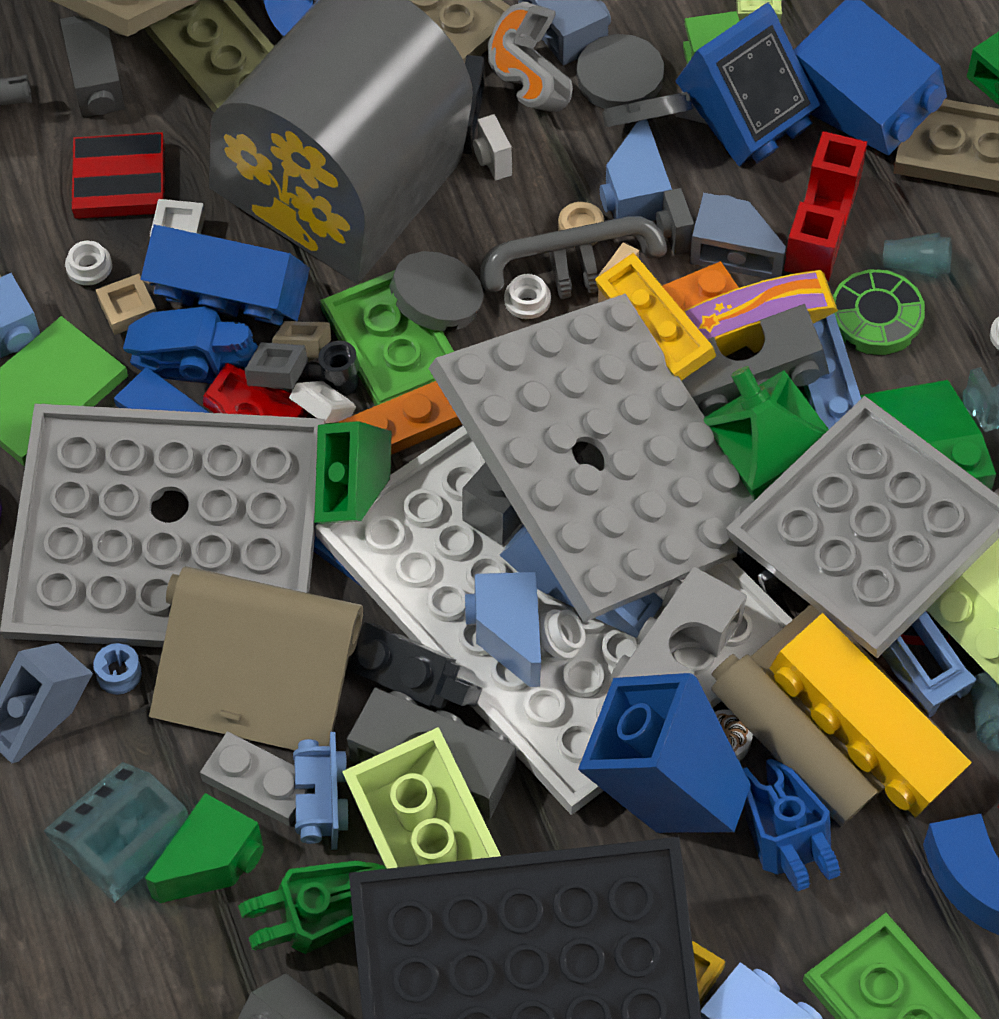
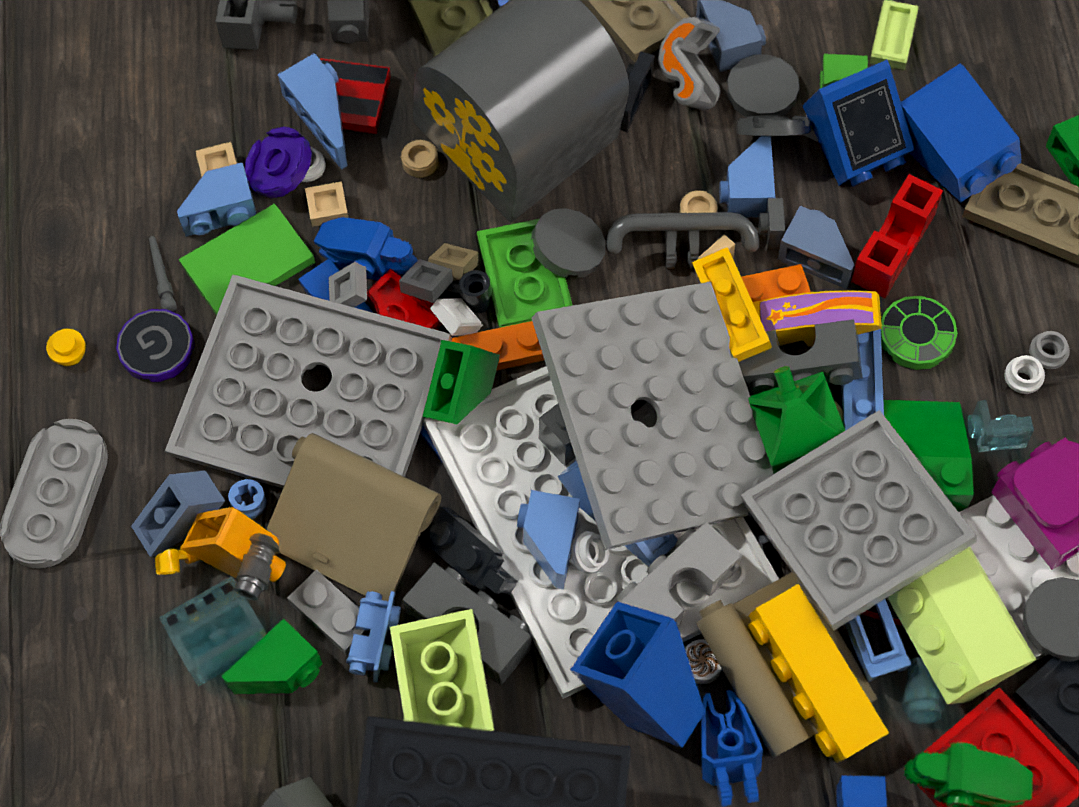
camera: 15 degrees right, 5 degrees up
(54, 266) = (278, 162): none -> dark purple tile
(80, 181) = (314, 97): none -> medium blue slope
(115, 720) = (232, 545): none -> light orange torso
(180, 215) = (382, 146): white plate -> none
(182, 389) = (349, 285): none -> light grey plate
(225, 275) = (403, 200): blue piece -> none
(228, 225) = (419, 158): none -> tan tile
(312, 906) = (341, 725): green hinge -> none
(493, 147) = (643, 132): white plate -> none
(527, 287) = (640, 253): white plate -> none
(920, 254) = (964, 291): clear light blue cone -> none

